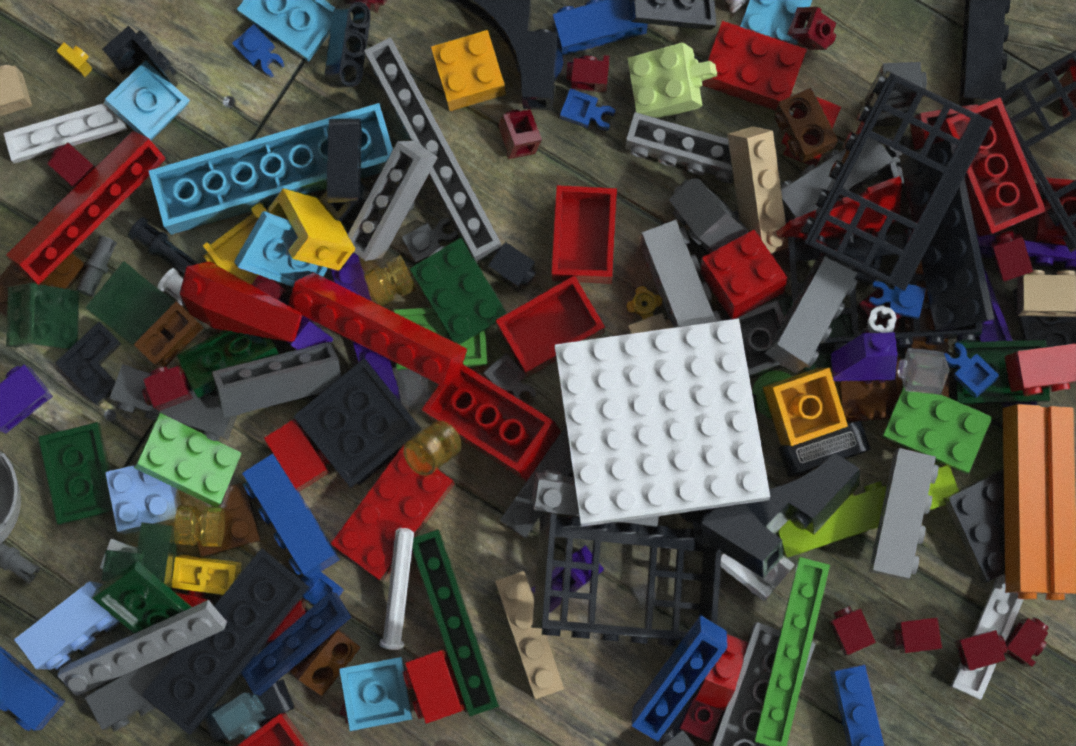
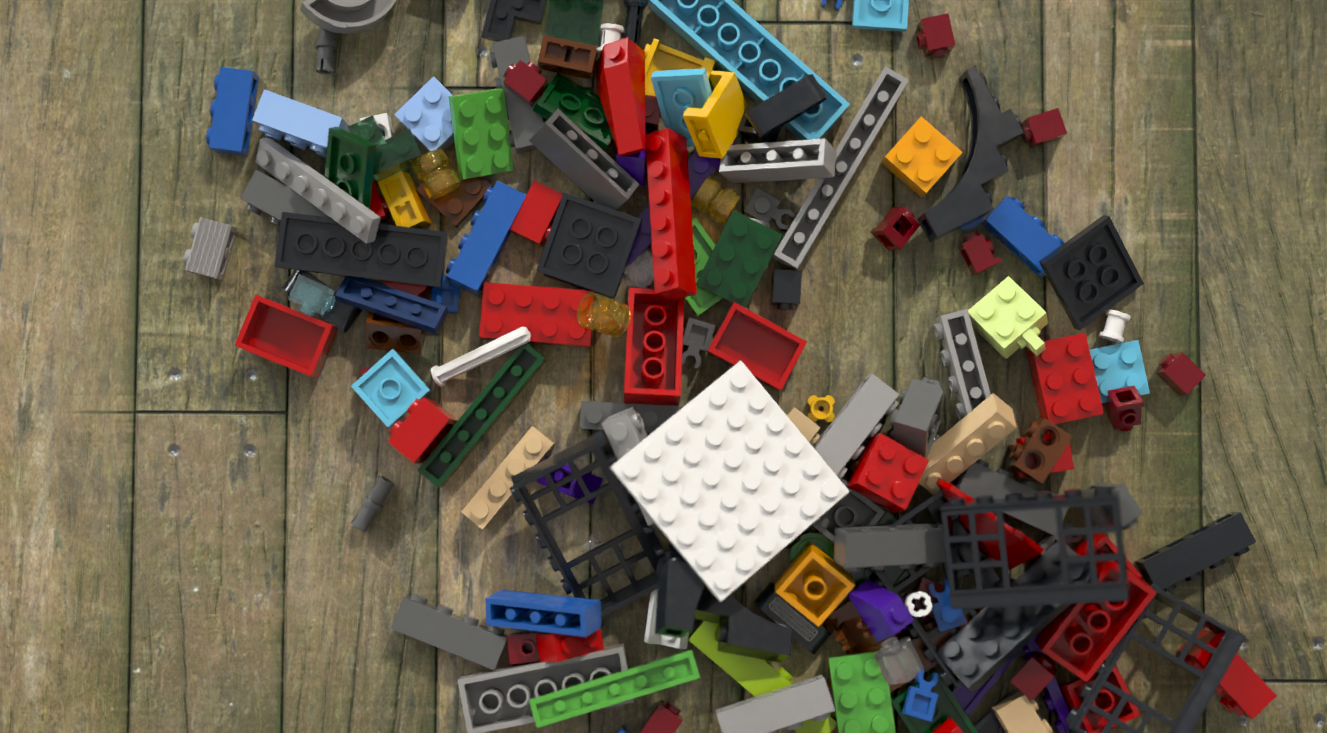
camera: 50 degrees right, 5 degrees up
(77, 473) = (421, 53): dark green plate -> none
(356, 34) = (896, 50): black beam -> none
(582, 109) = (946, 264): blue plate -> none
(584, 234) = (845, 328): red piece -> none

